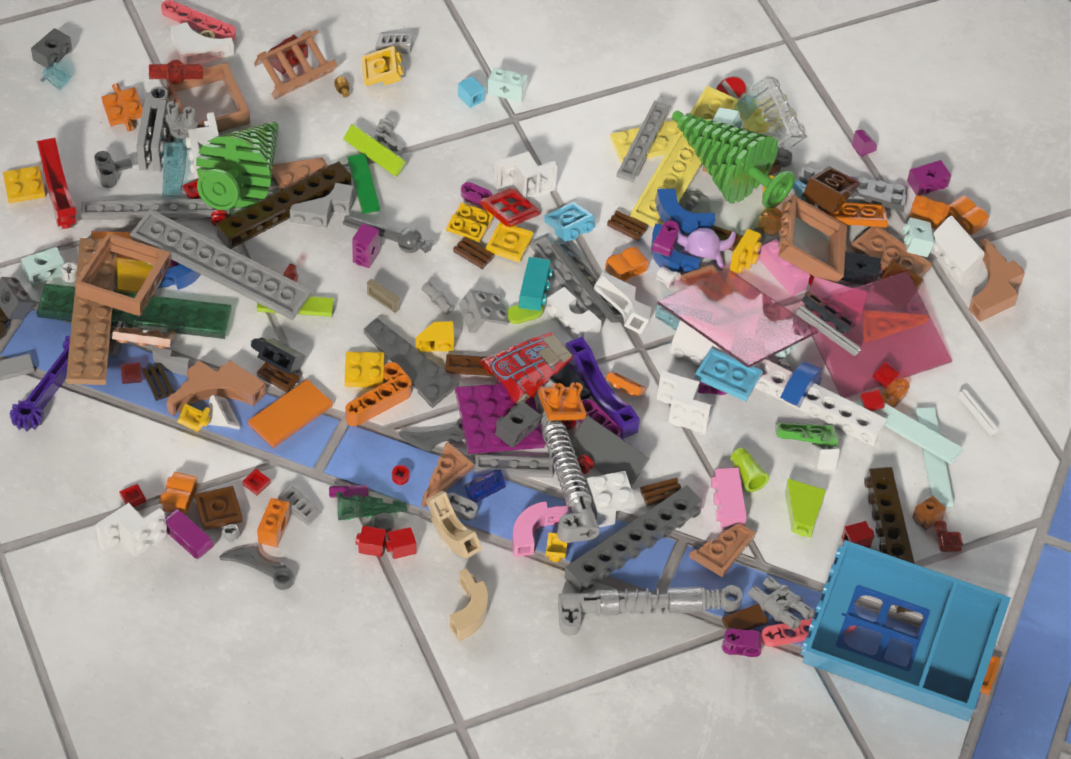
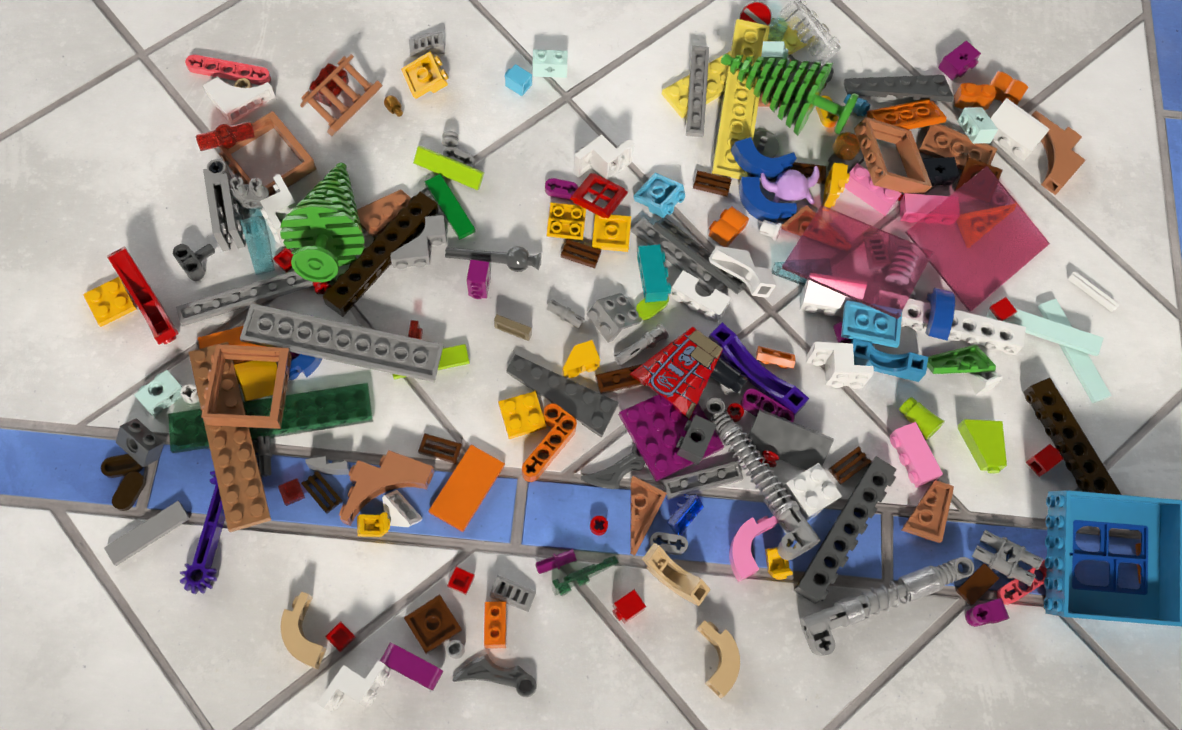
camera: 20 degrees left, 15 degrees up
(51, 48) = (89, 139): dark grey brick -> none
(56, 76) = (103, 169): clear light blue bracket -> none
(97, 494) = (293, 636): none -> tan arch
(122, 106) = (183, 185): orange plate -> none
(153, 337) = (301, 447): nougat wing -> none
(179, 492) = (388, 620): orange brick -> none
(278, 355) = (433, 427): black hinge -> none
(371, 541) = (598, 614): red brick -> none
(384, 521) = (602, 586): dark grey tile -> none
(500, 341) = (648, 340): none -> light grey pin
(562, 402) = (731, 403): orange plate -> none
(666, 239) = (761, 193): magenta piece -> none
(753, 423) = (906, 366): none -> dark azure arch
(827, 313) = (937, 232): black plate -> none
(828, 330) = (941, 248): light grey axle -> none
(830, 189) = (886, 98): reddish brown slope -> none
(863, 143) = (889, 40): magenta brick -> none
(885, 375) = (1002, 277): red plate -> none
(899, 395) = (1019, 294): clear orange beam -> none
(928, 513) = (1096, 414): dark orange brick -> none
(948, 540) = (1120, 437): clear red piece -> none

